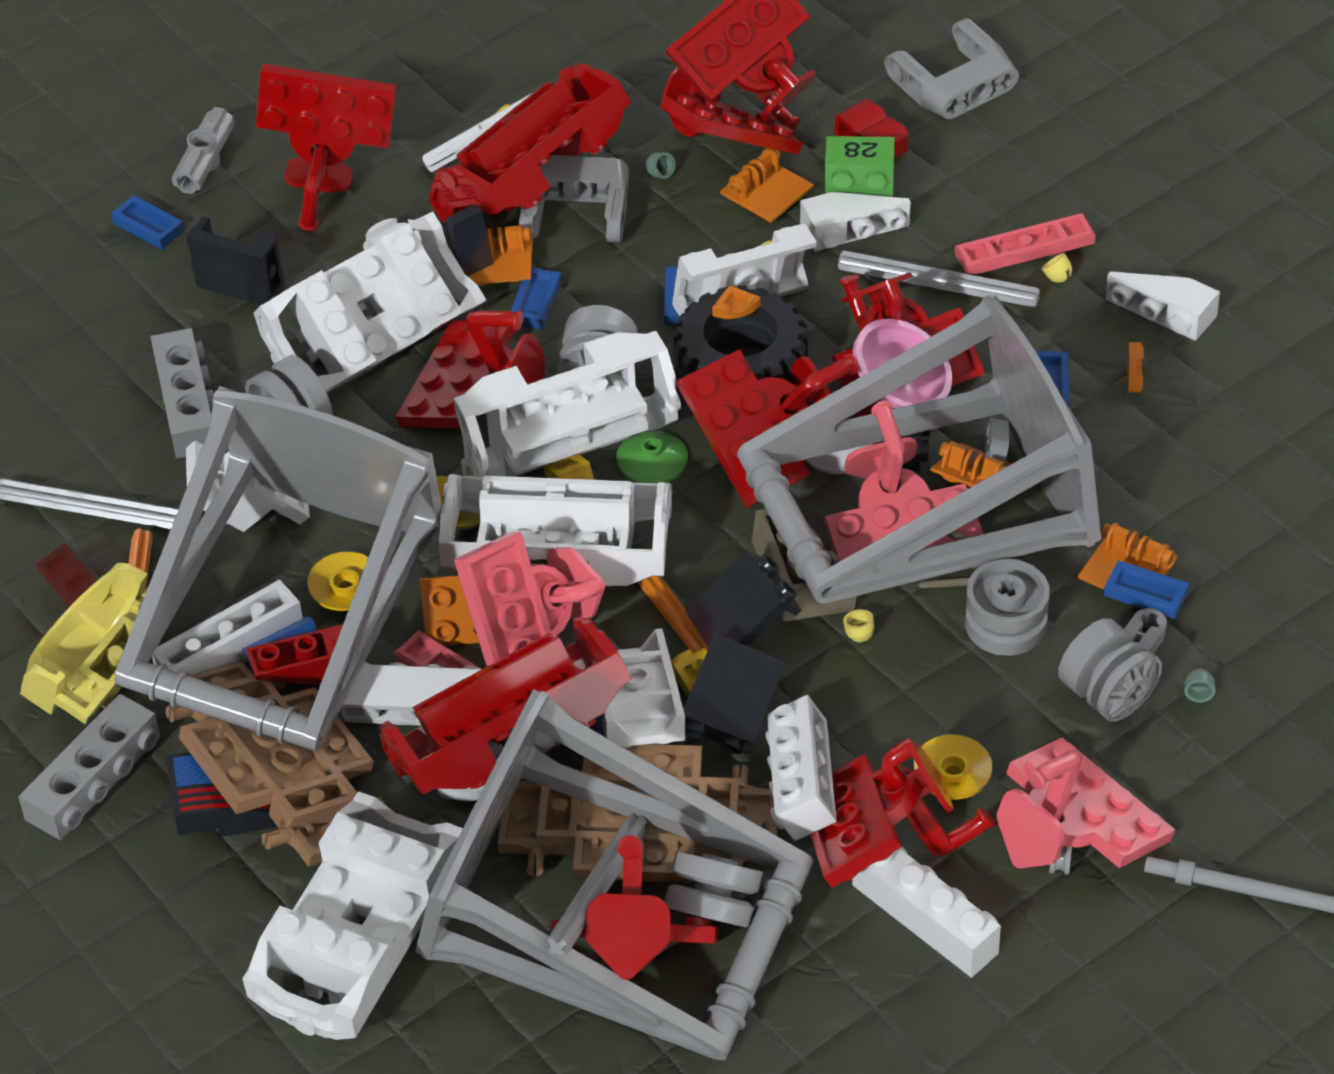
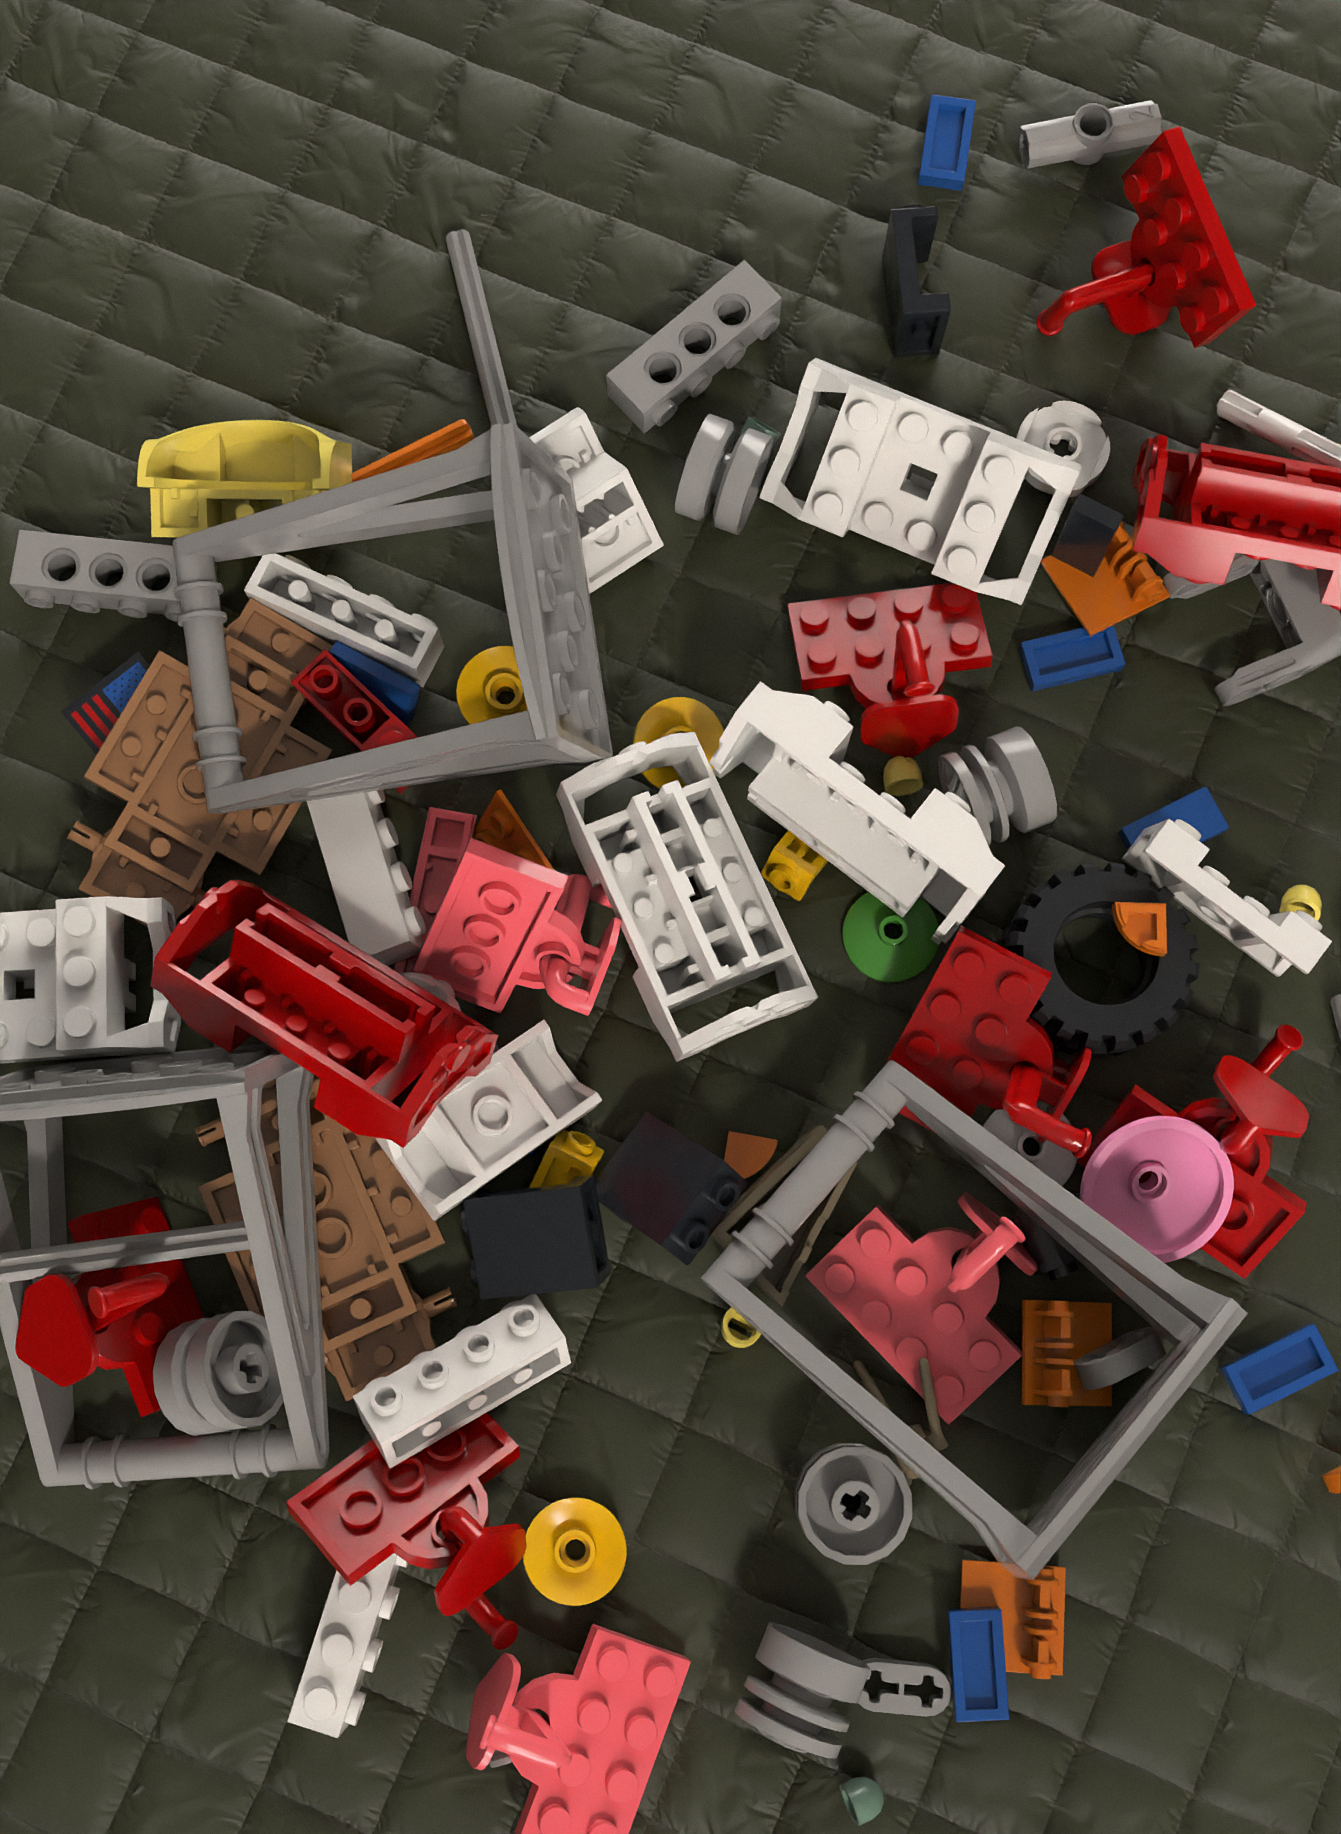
camera: 60 degrees right, 30 degrees up
(66, 574) = (354, 400): clear red hinge -> none
(672, 611) = (663, 1079): orange axle -> none

